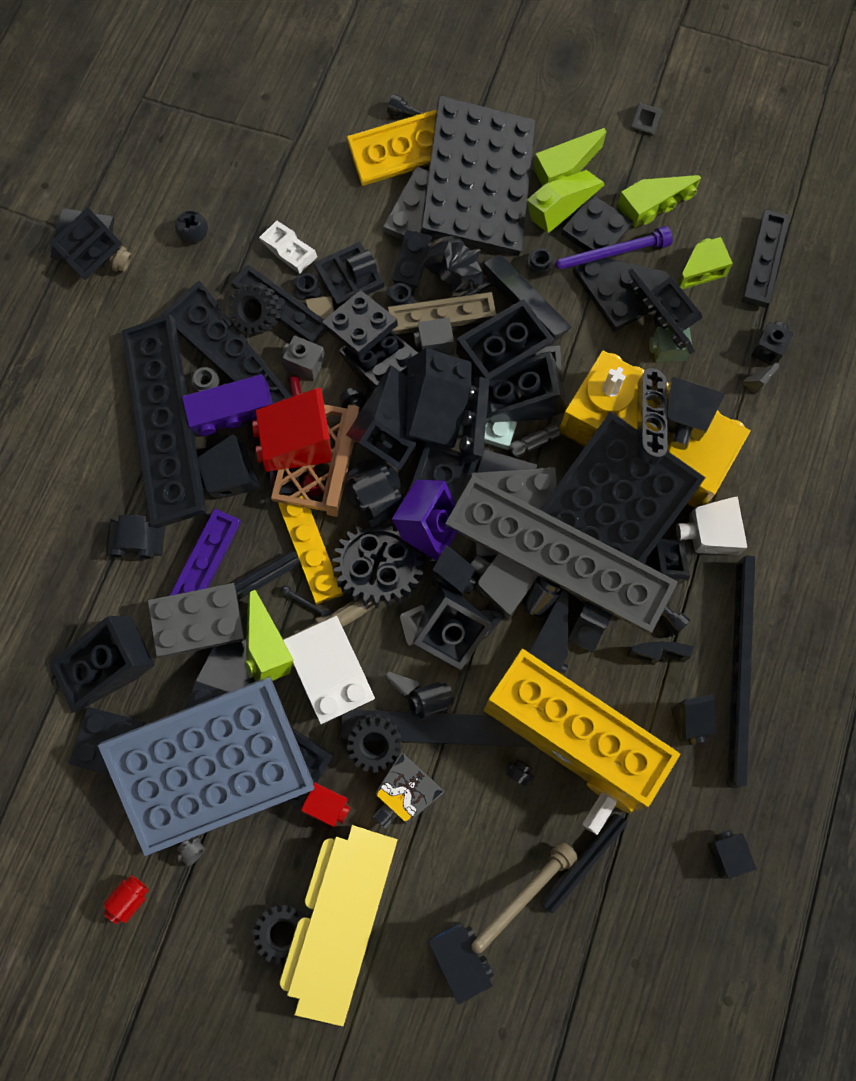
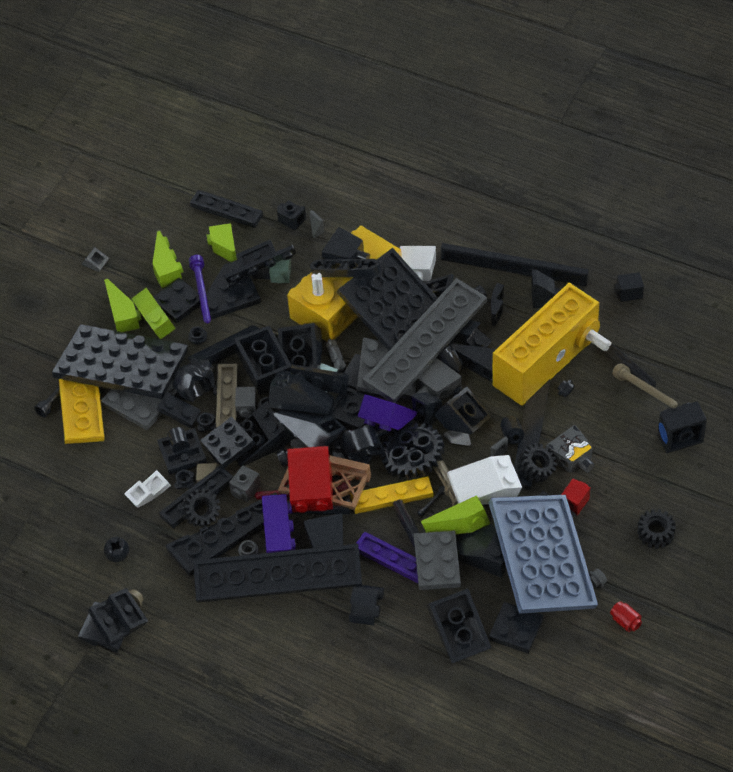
camera: 75 degrees left, 20 degrees down
(333, 942) = (654, 494): light yellow slope -> none

